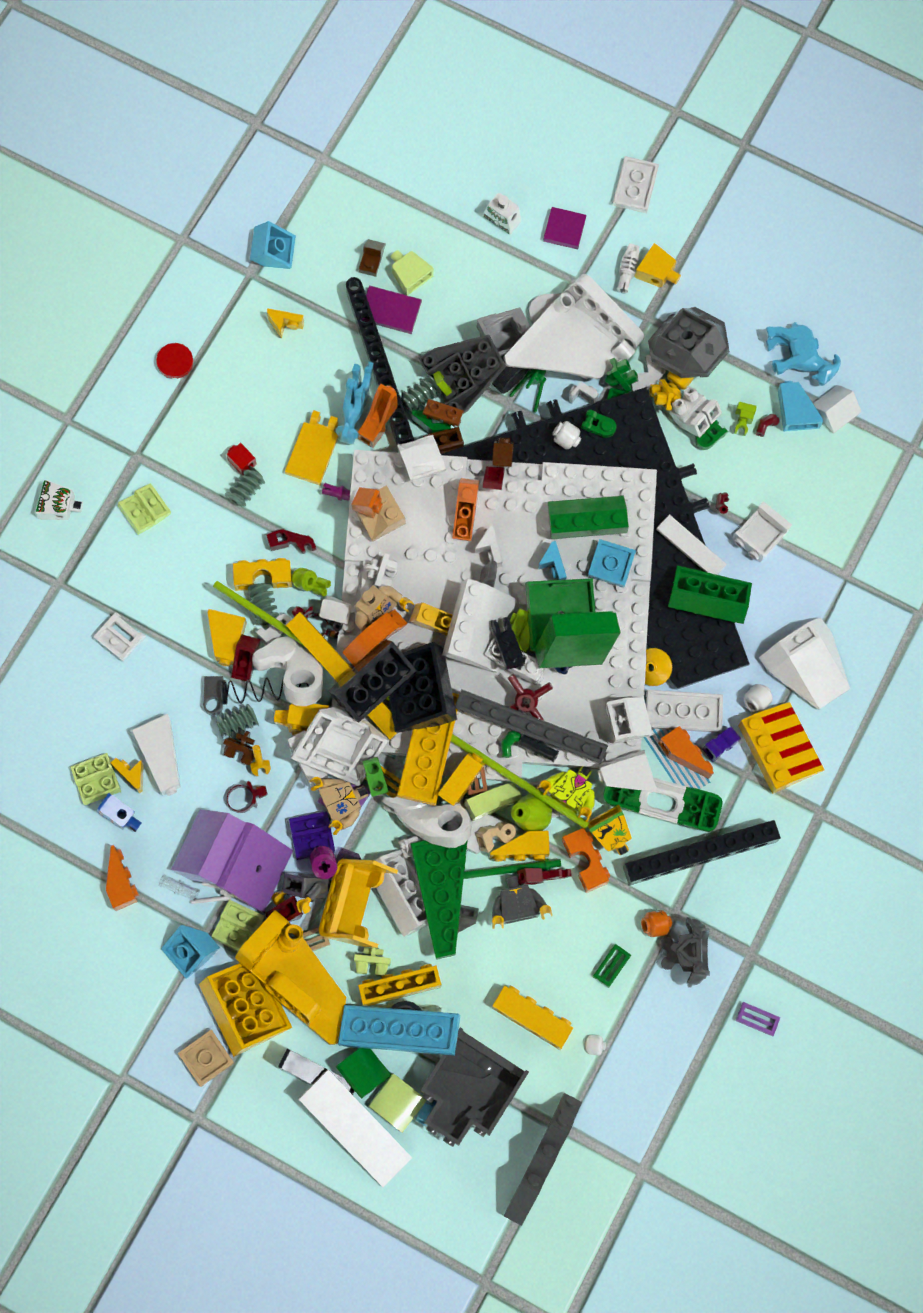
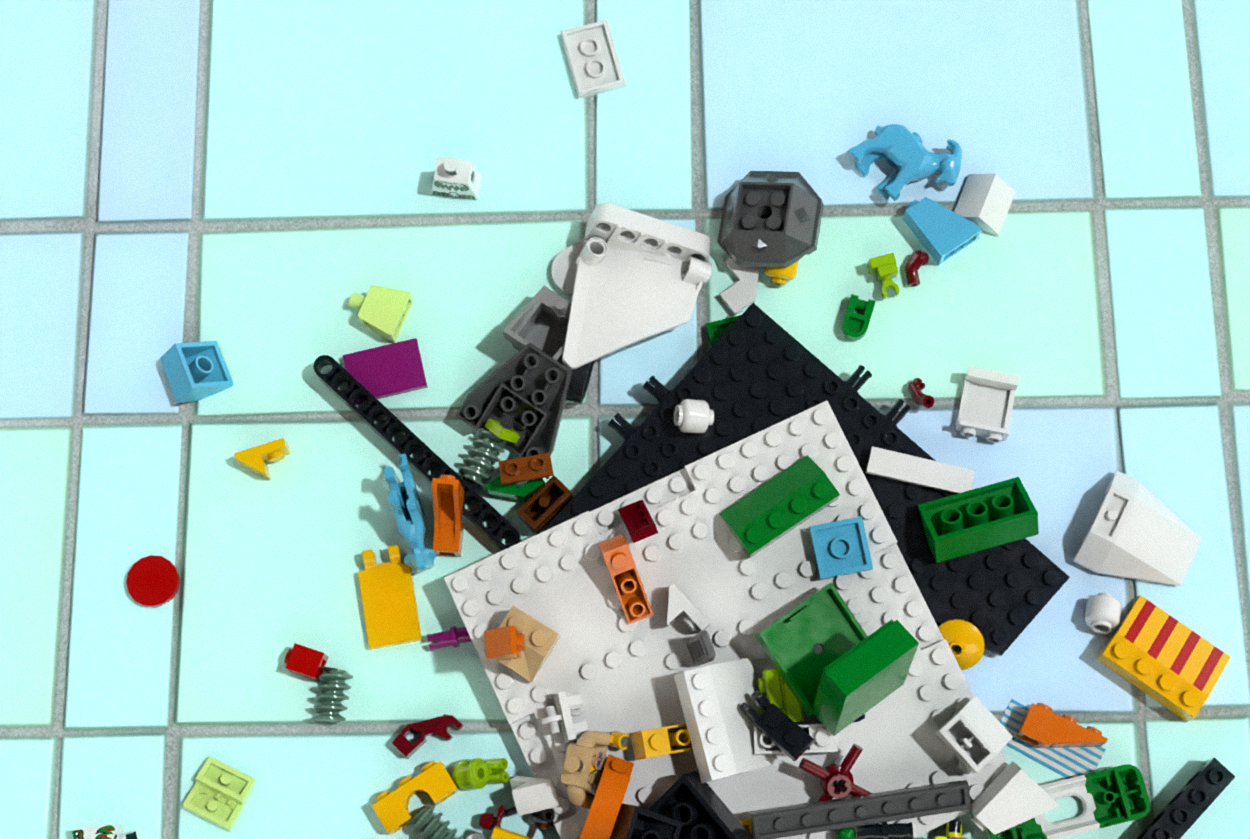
camera: 20 degrees left, 0 degrees up
(371, 257) = (325, 318): reddish brown slope -> none
(422, 458) = (534, 543): white slope -> none
(503, 452) = (630, 481): reddish brown slope -> none
(534, 376) = (609, 362): green plant -> none
(553, 558) = (766, 580): medium azure slope -> none
(564, 228) = (539, 156): magenta tile -> none
(586, 392) = (682, 346): white bracket -> none
(605, 428) = (733, 380): green plate -> none
(619, 376) = (711, 301): green hips -> none
(628, 267) = (642, 164): white hinge -> none
(657, 267) = (678, 146): yellow torso -> none
(664, 394) = (776, 298): yellow hips -> none
(685, 709) = (1025, 677): white tile -> none
(694, 410) = (823, 300): white hips -> none
(722, 743) = (1095, 693): dark purple leg -> none

